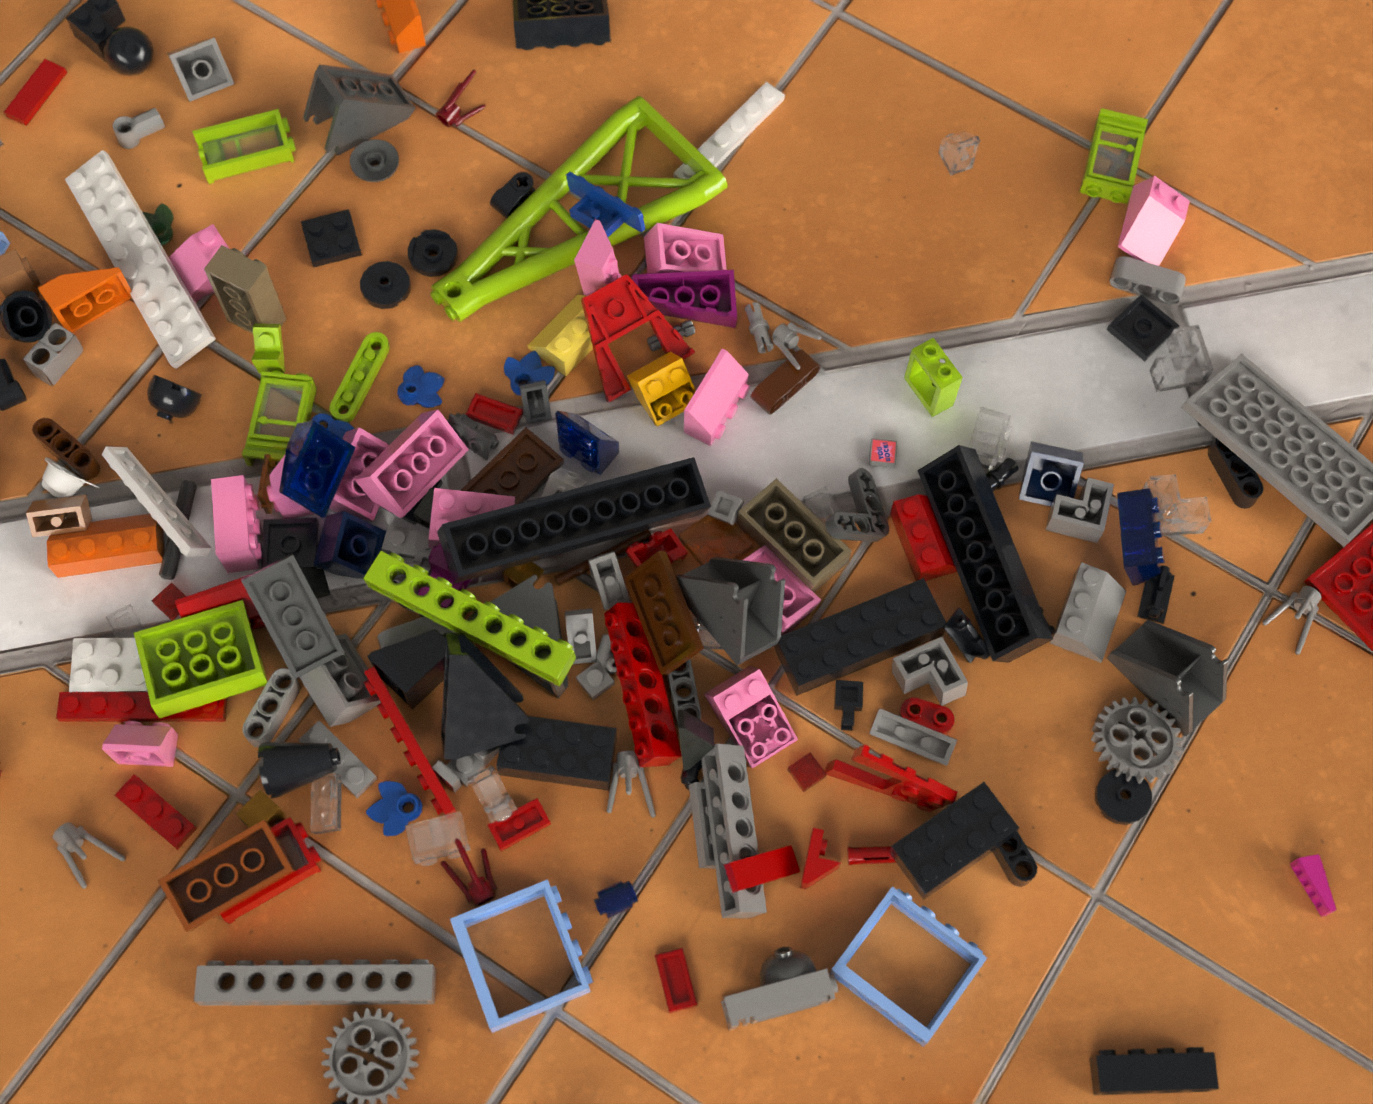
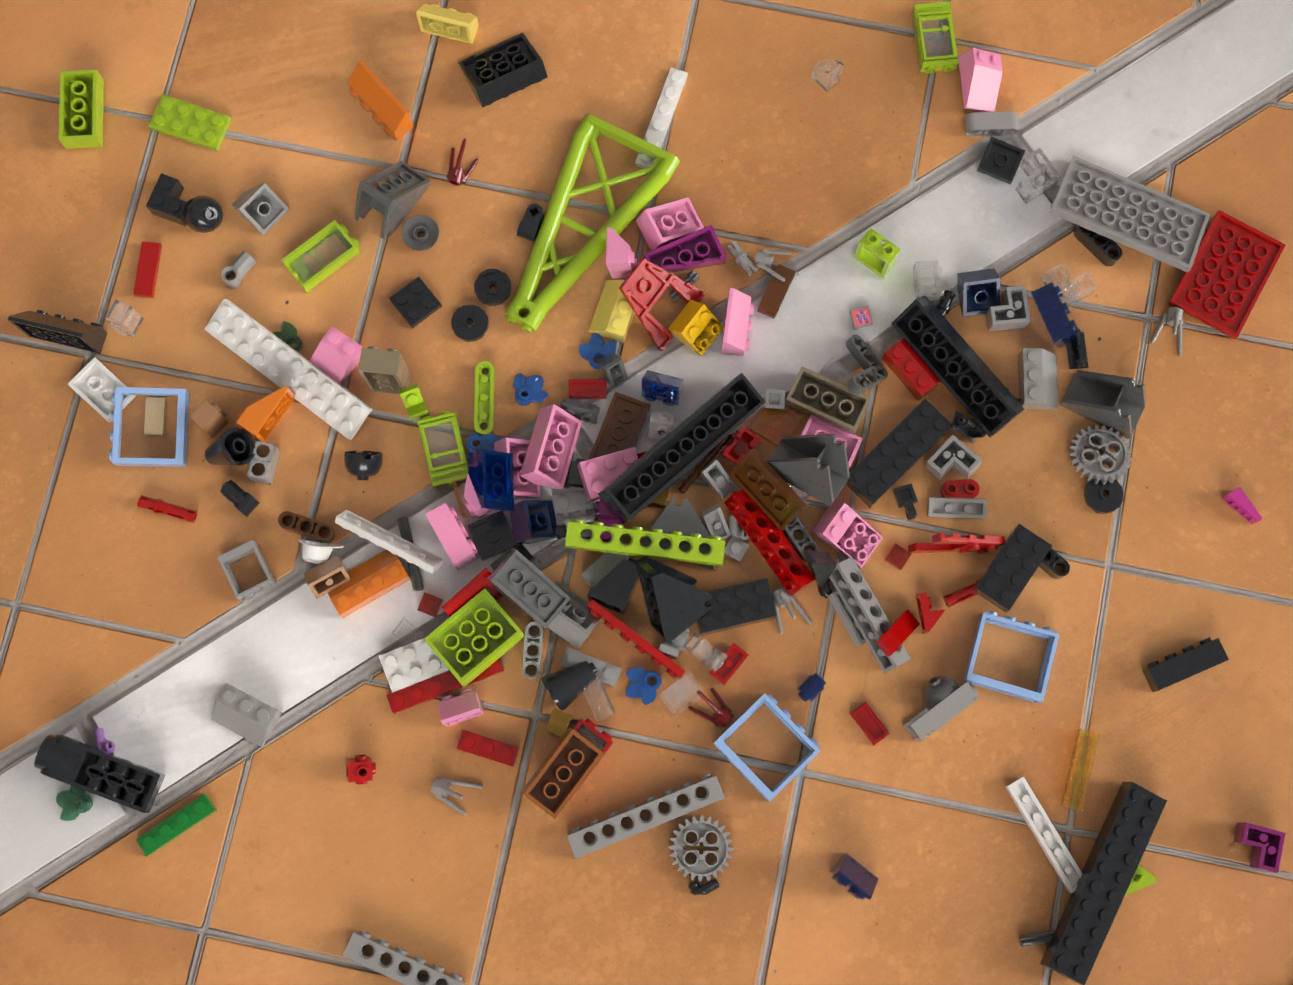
camera: 20 degrees left, 10 degrees up
(601, 206) = (602, 215): blue bracket -> none

